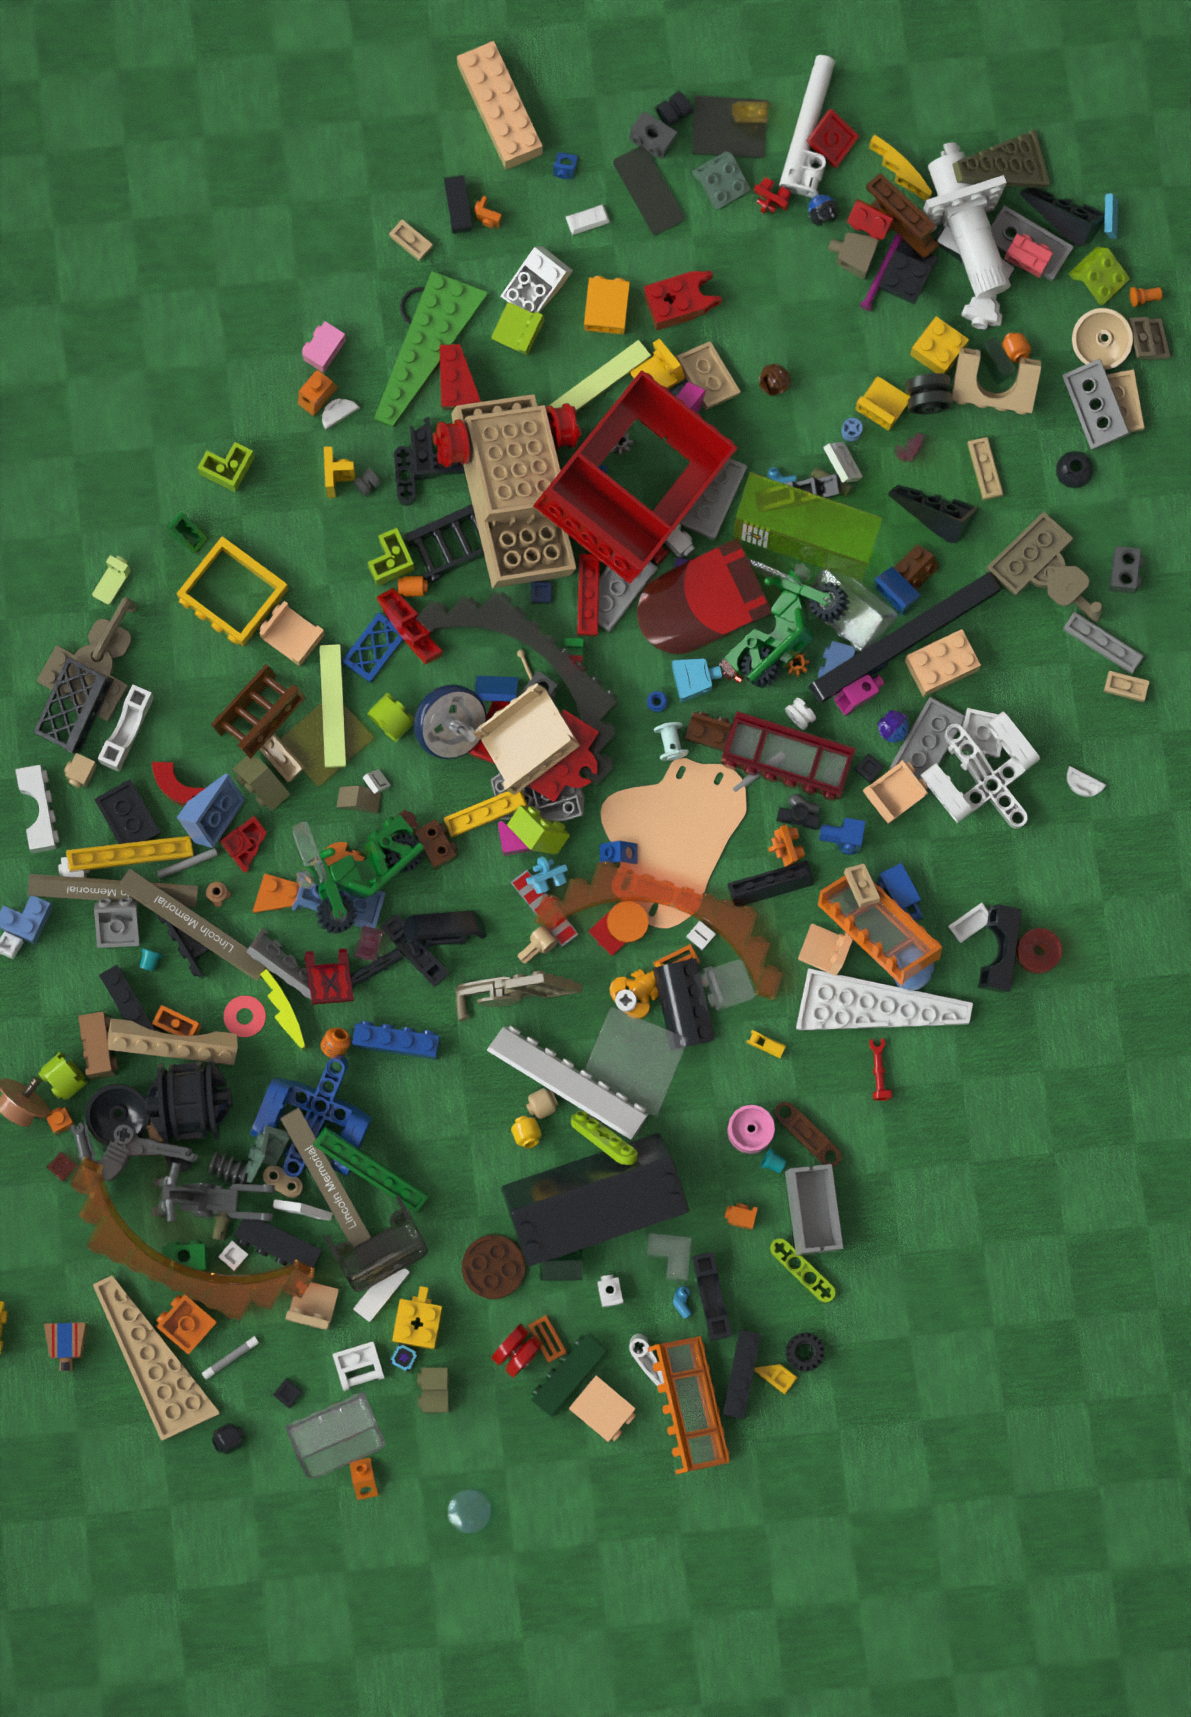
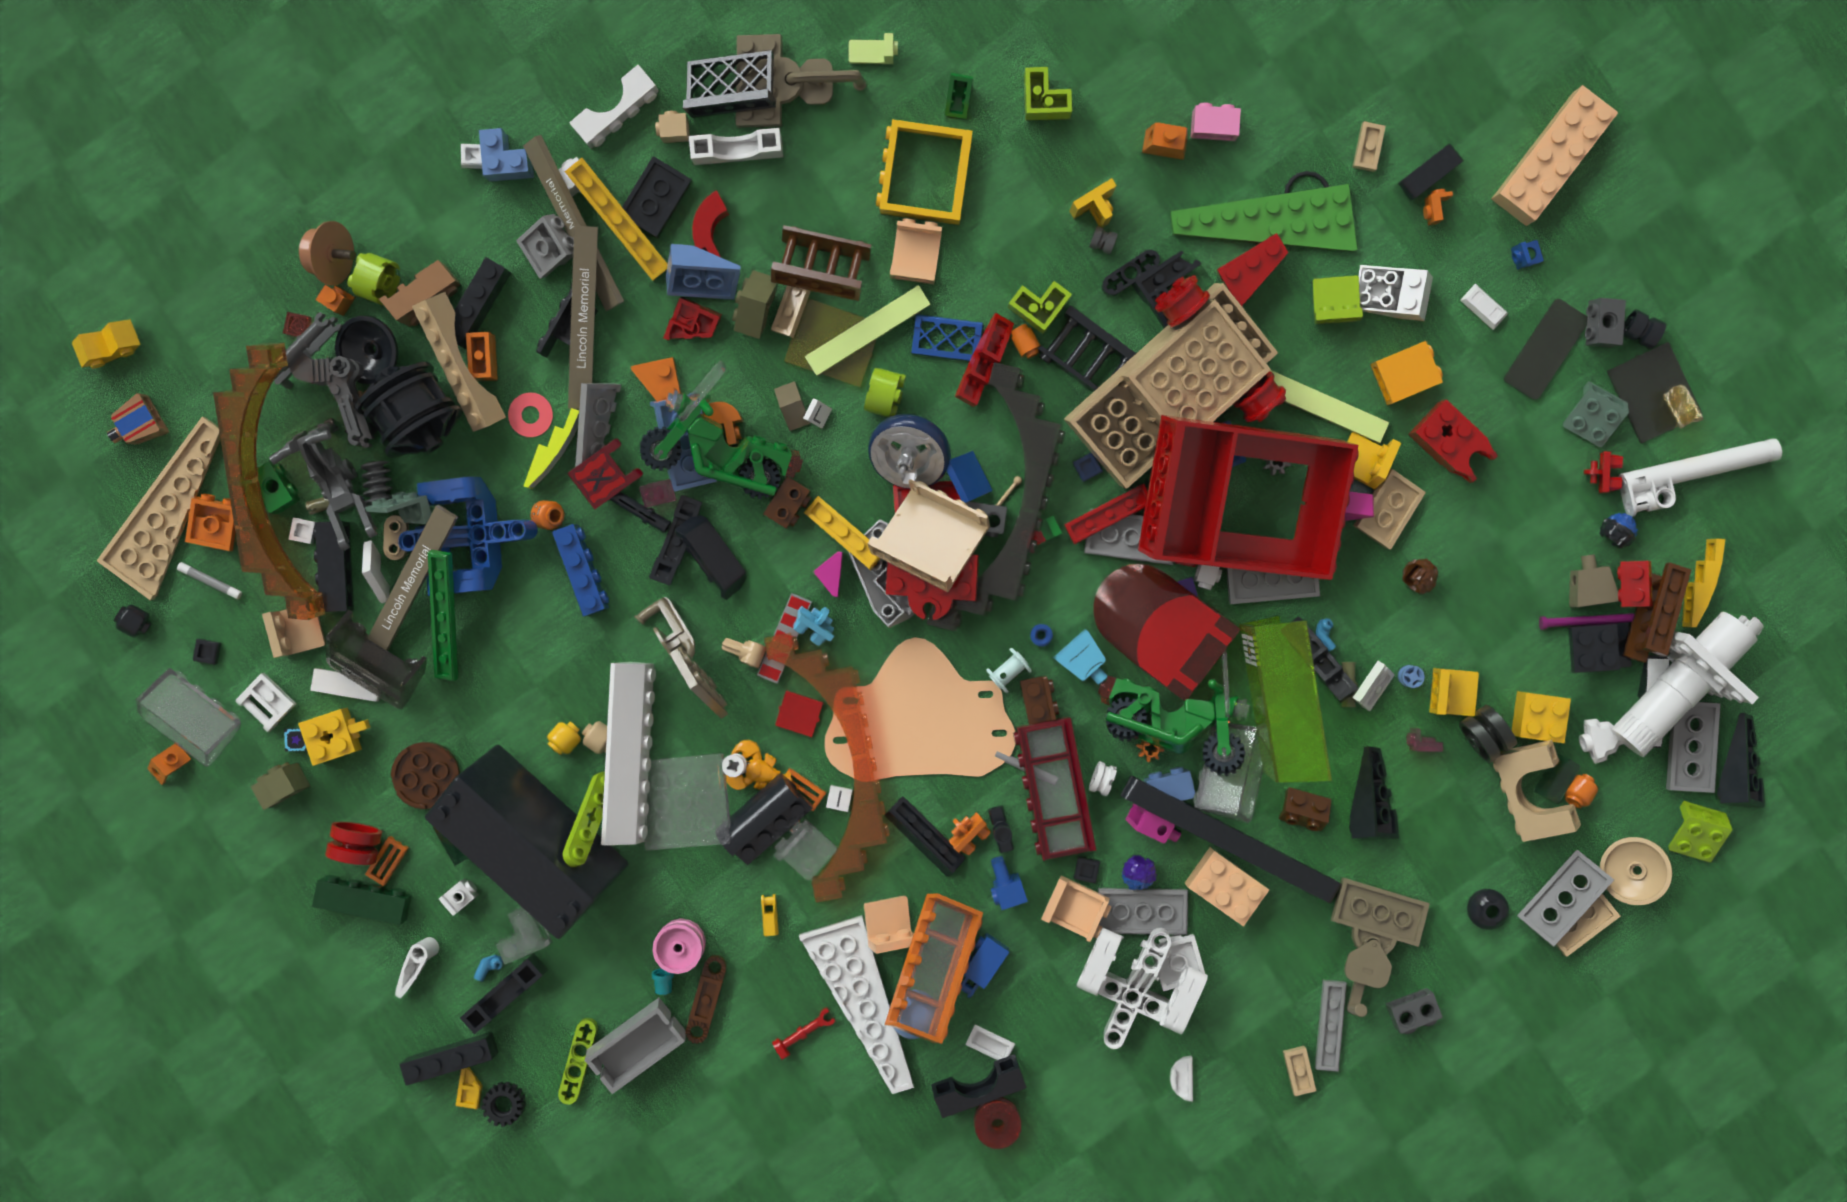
camera: 65 degrees right, 10 degrees up
(149, 959) = (532, 296): teal piece -> none
(187, 863) = (643, 279): light grey bar -> none
(217, 899) = (633, 329): medium nougat brick -> none
(337, 411) = (1159, 172): white tile -> none
(469, 1511) = (192, 876): clear light blue dish -> none
(537, 831) = (847, 593): lime brick -> none
(603, 1409) = (346, 948): light nougat panel -> none
(616, 852) = (873, 677): blue bracket -> none
(627, 921) = (813, 723): orange tile -> none
(691, 1404) = (393, 1029): window -> none
(741, 1216) = (595, 979): orange brick -> none
(795, 798) = (1016, 823): dark grey arm -> none
(832, 138) = (1698, 500): red plate -> none
(862, 885) = (964, 929): tan plate -> none
(896, 590) = (1273, 806): blue slope -> none
(985, 468) = (1442, 823): tan tile -> none
(1016, 159) = (1776, 688): olive wing -> none
(1029, 255) = (1683, 756): coral brick -> none
(1111, 216) = (1765, 812): medium azure tile -> none
(1141, 296) = (1698, 882): orange pin -> none
(1149, 338) = (1660, 915): dark tan slope -> none

